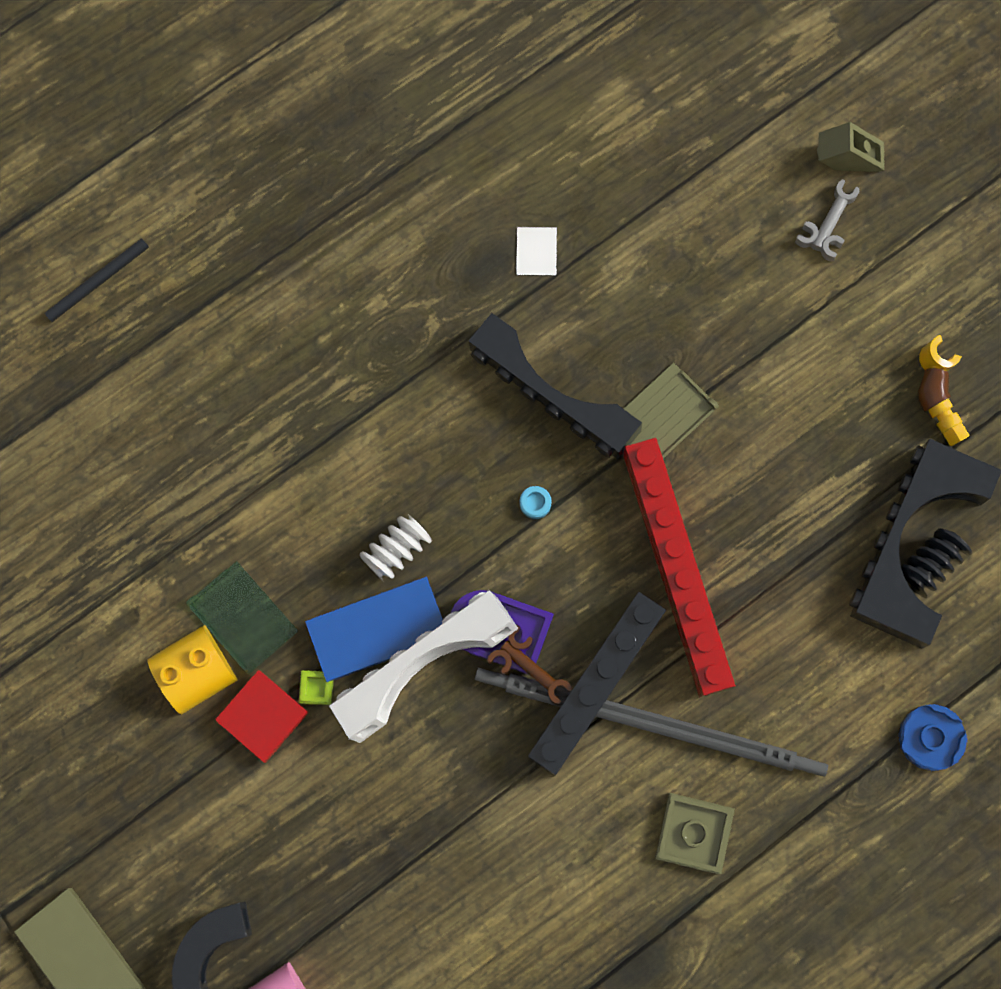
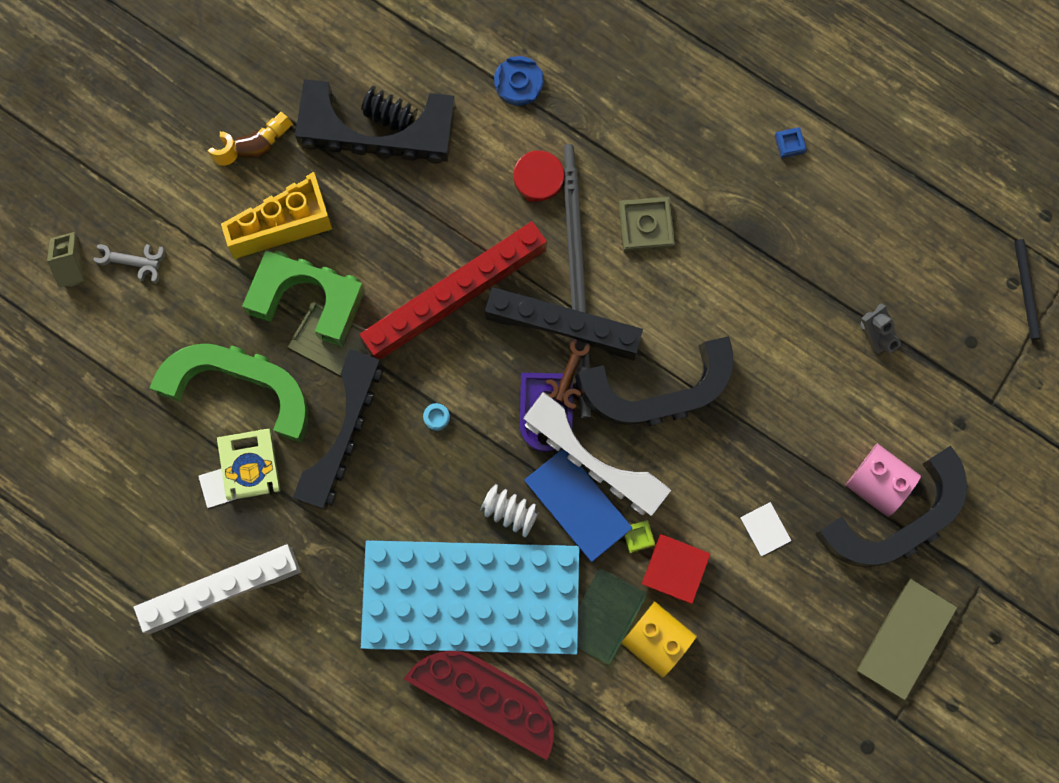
camera: 115 degrees left, 0 degrees up
(200, 457) = (487, 697): none -> dark red plate
(272, 843) = (765, 529): none -> white sticker
(316, 477) = (470, 597): none -> medium azure plate
(420, 211) = (206, 592): none -> white arch
(452, 786) = (717, 370): none -> black arch
(542, 280) = (248, 468): none -> yellowish green container
(610, 347) = (187, 362): none -> bright green arch
(713, 435) = (280, 273): none -> bright green arch
(796, 718) = (538, 176): none -> red tile
(828, 393) = (279, 220): none -> yellow wedge

